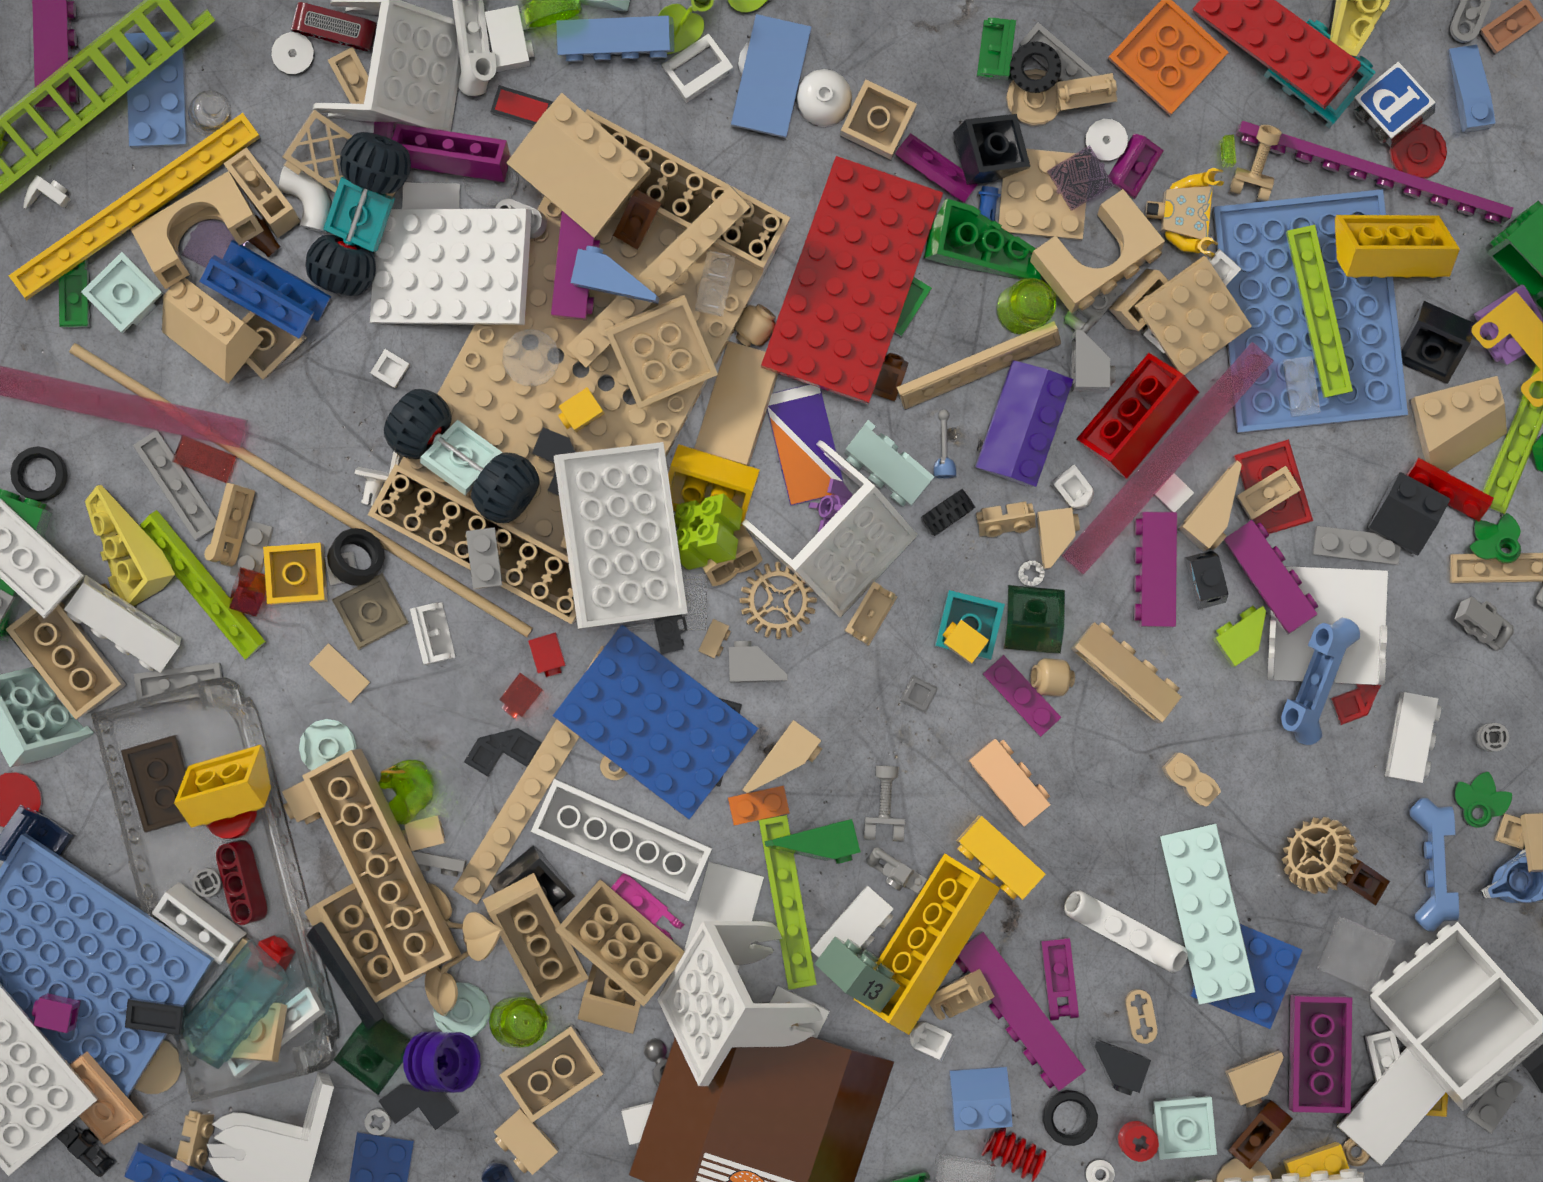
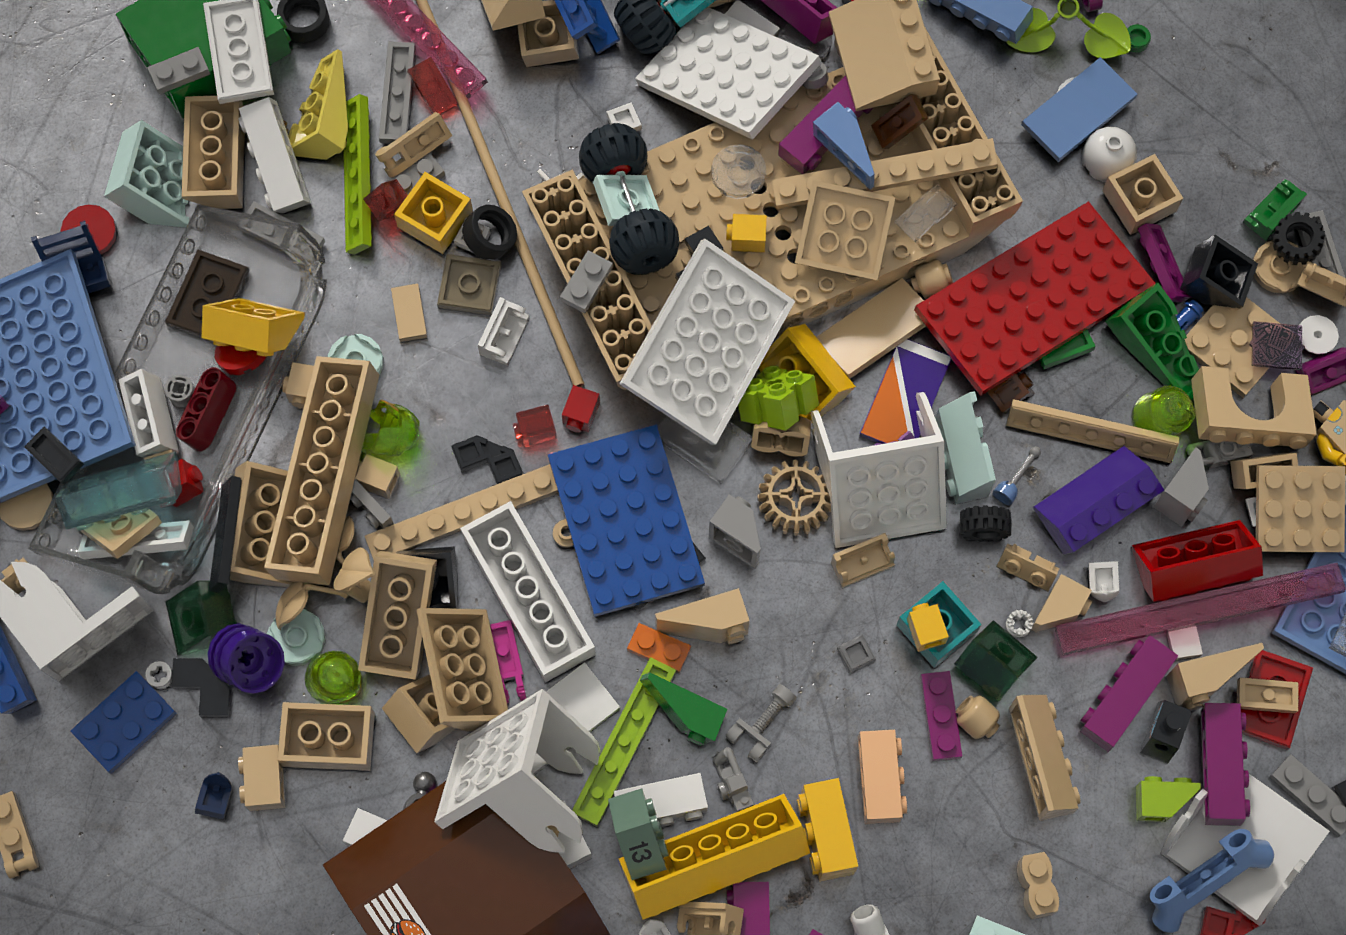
camera: 40 degrees right, 15 degrees down
(668, 633) = (690, 457): black piece -> none
(705, 80) = (1025, 80): white tile -> none
(713, 639) = (718, 492): tan piece -> none

